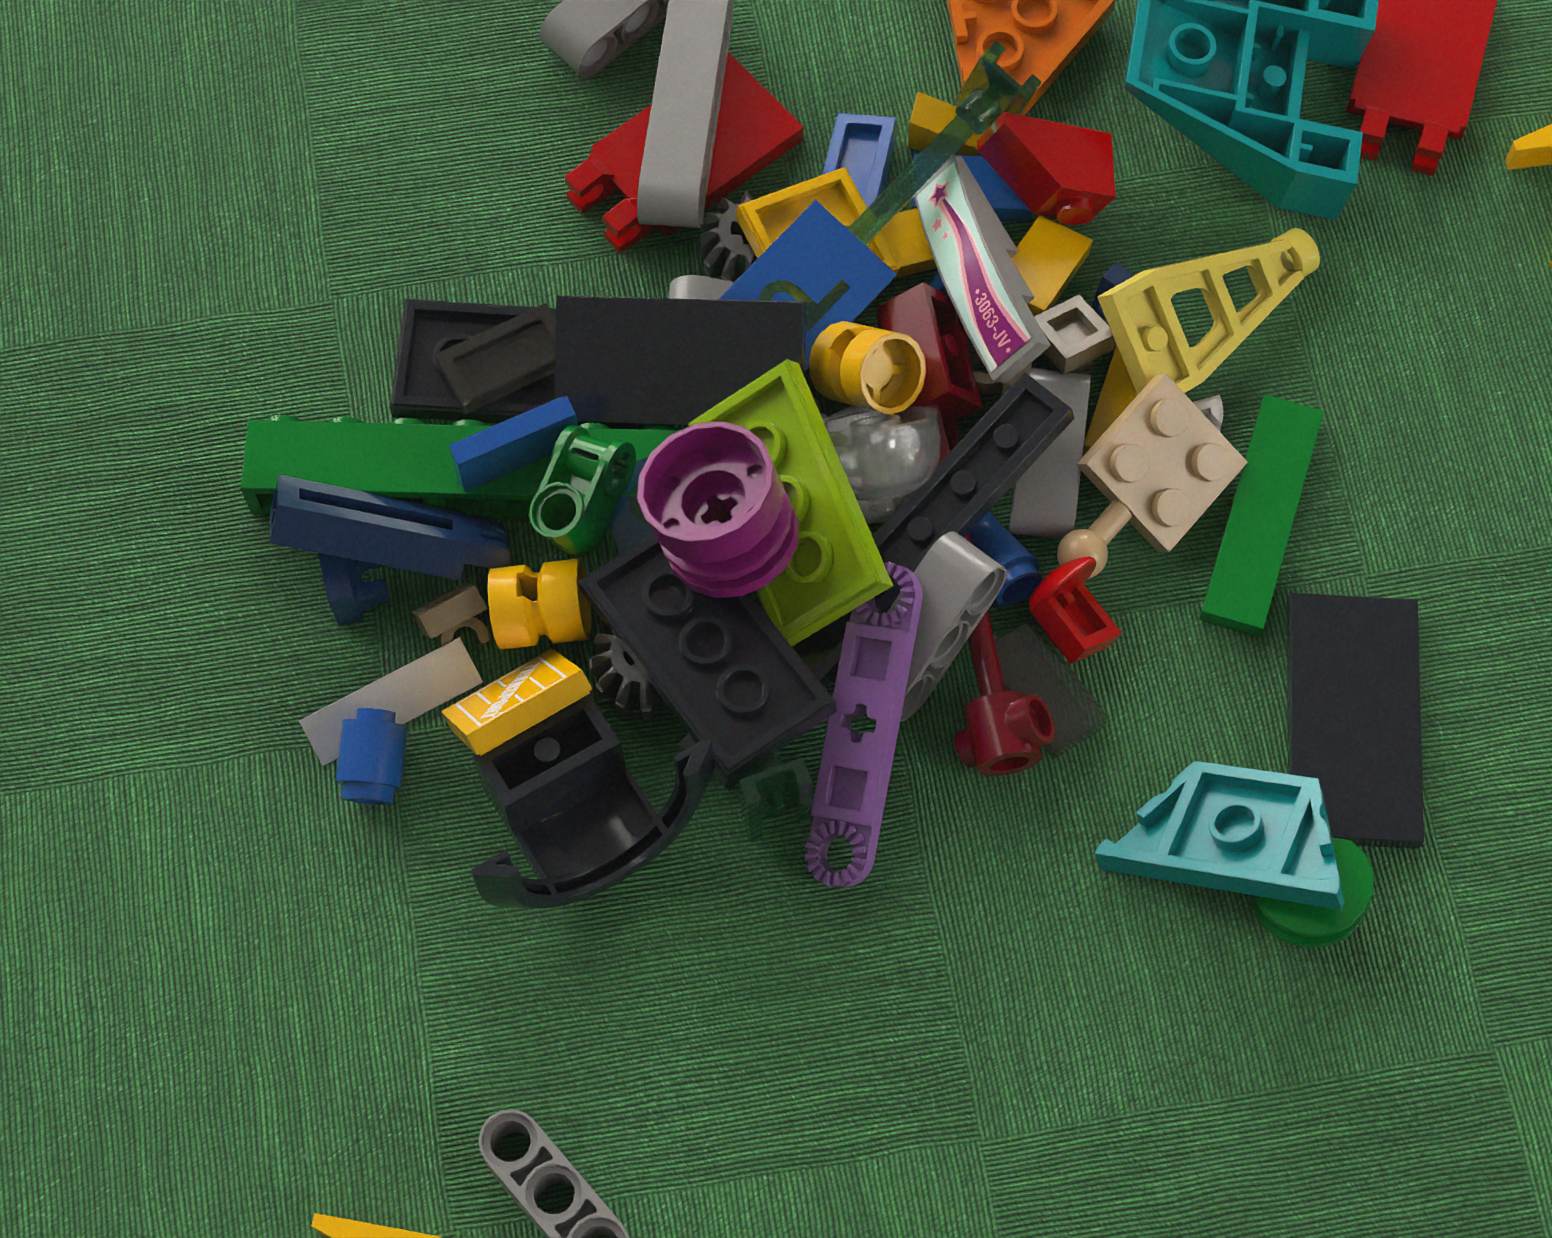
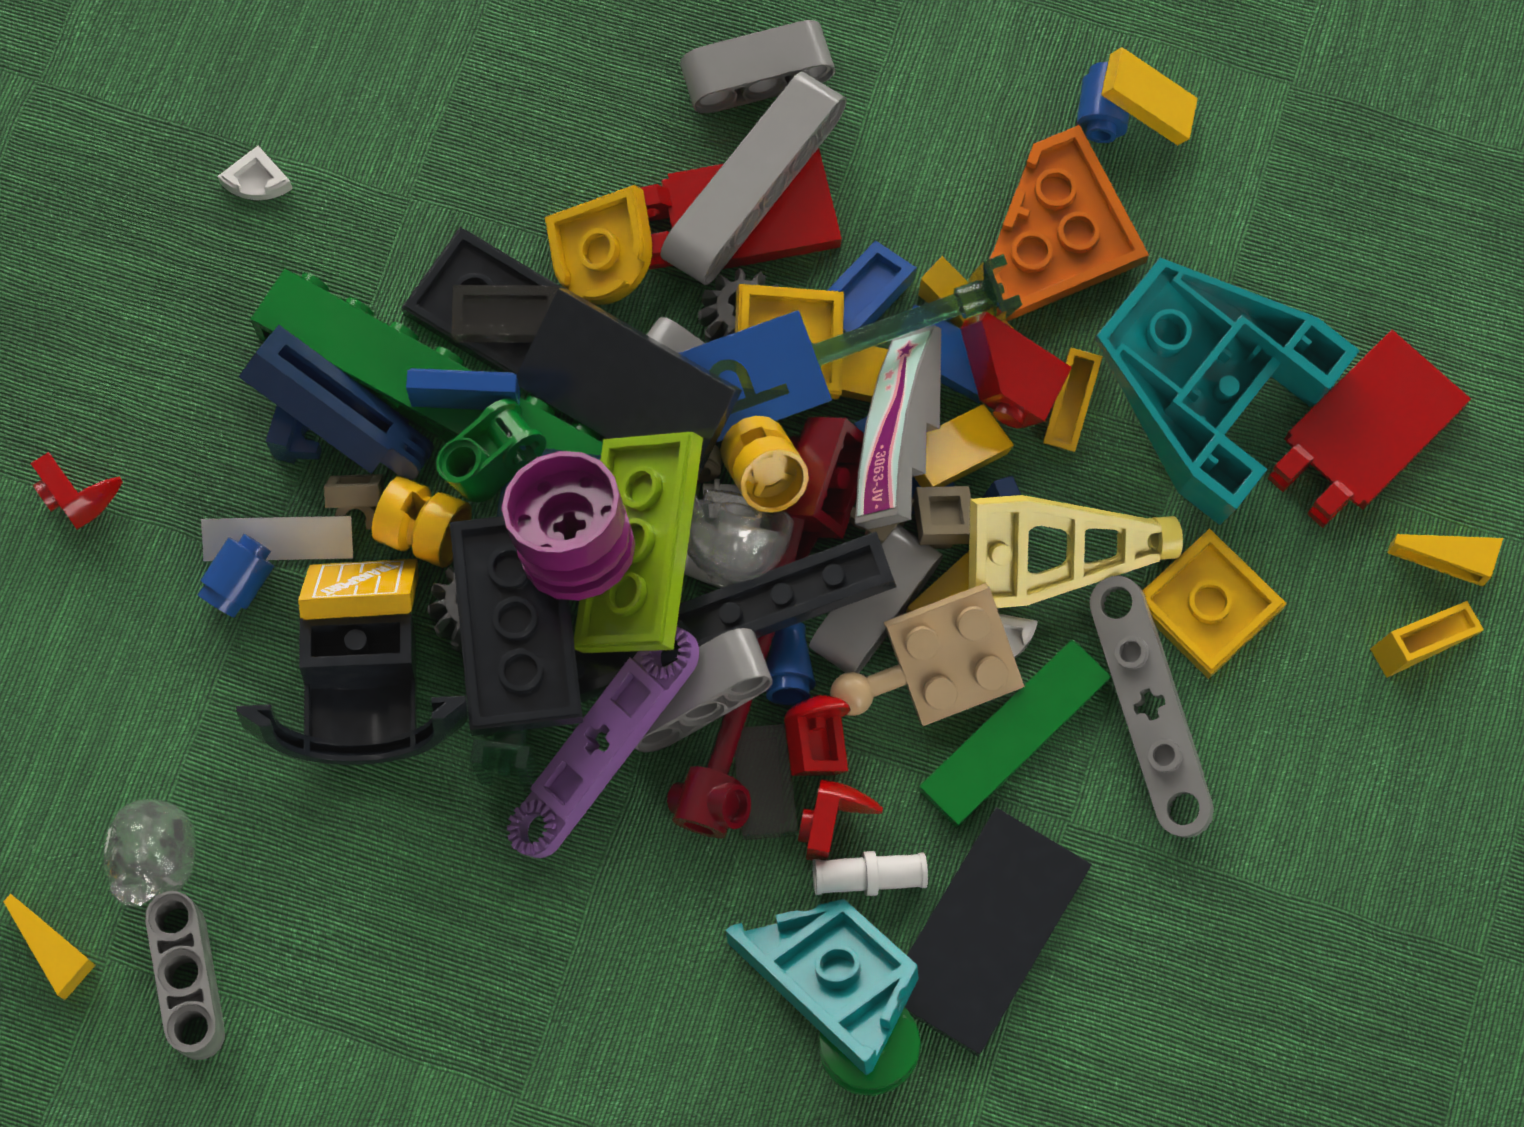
camera: 25 degrees right, 5 degrees up
(129, 767) = (59, 492): none -> red plate
(157, 354) = (255, 177): none -> white tile
(440, 1088) = (148, 851): none -> clear piece
(565, 243) = (602, 245): none -> yellow tile
(1127, 695) = (819, 825): none -> red plate
(1132, 197) = (1073, 400): none -> yellow piece
(1205, 722) = (870, 873): none -> white pin
(1372, 298) = (1210, 603): none -> yellow tile
(1416, 447) = (1161, 744): none -> light grey piece

